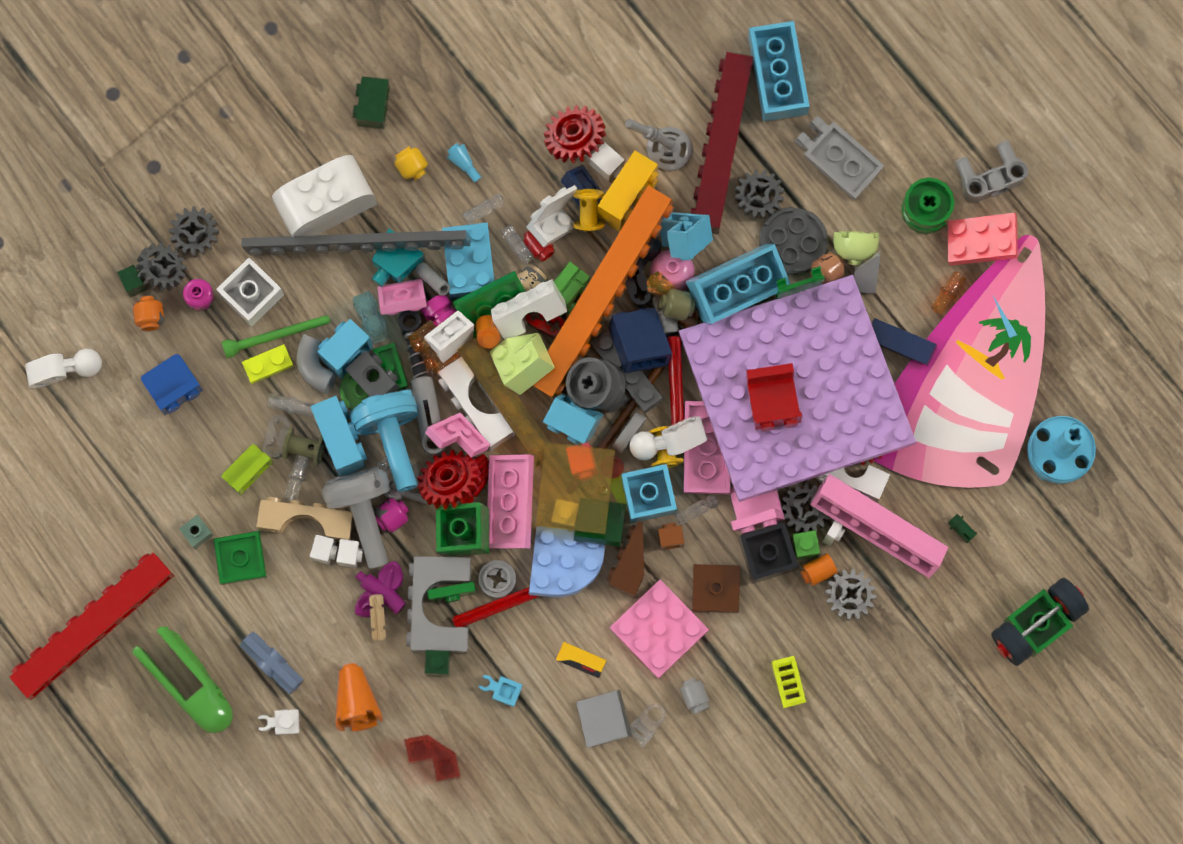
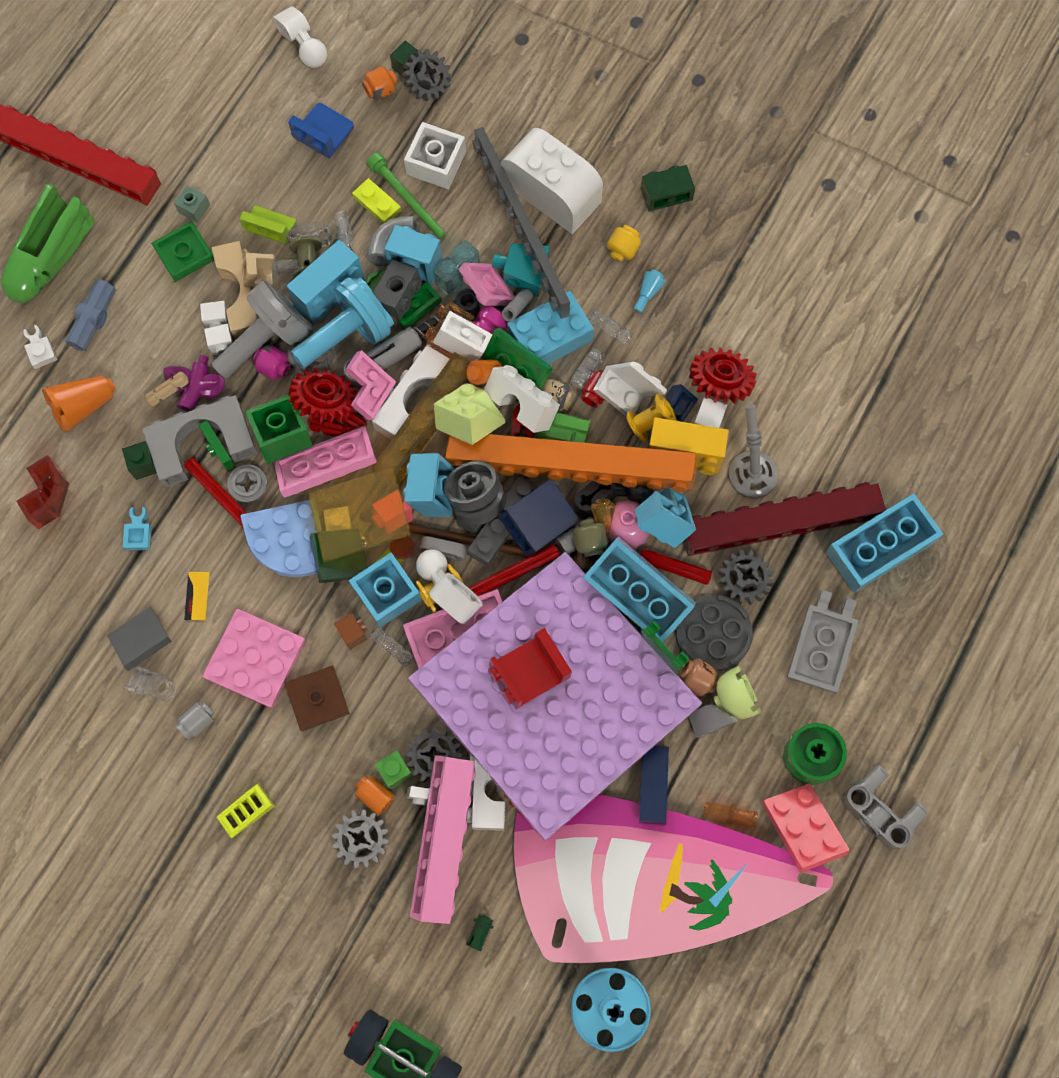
camera: 70 degrees right, 5 degrees down
(193, 222) = (473, 90): dark grey gear -> none
(202, 300) = (413, 113): dark pink head -> none
(300, 493) = (257, 268): none -> tan panel
(630, 569) = (306, 604): reddish brown slope -> none
(725, 246) = (677, 567): none -> red axle
(756, 512) = (409, 707): bright pink bracket -> none
(768, 553) = (369, 734): black brick -> none

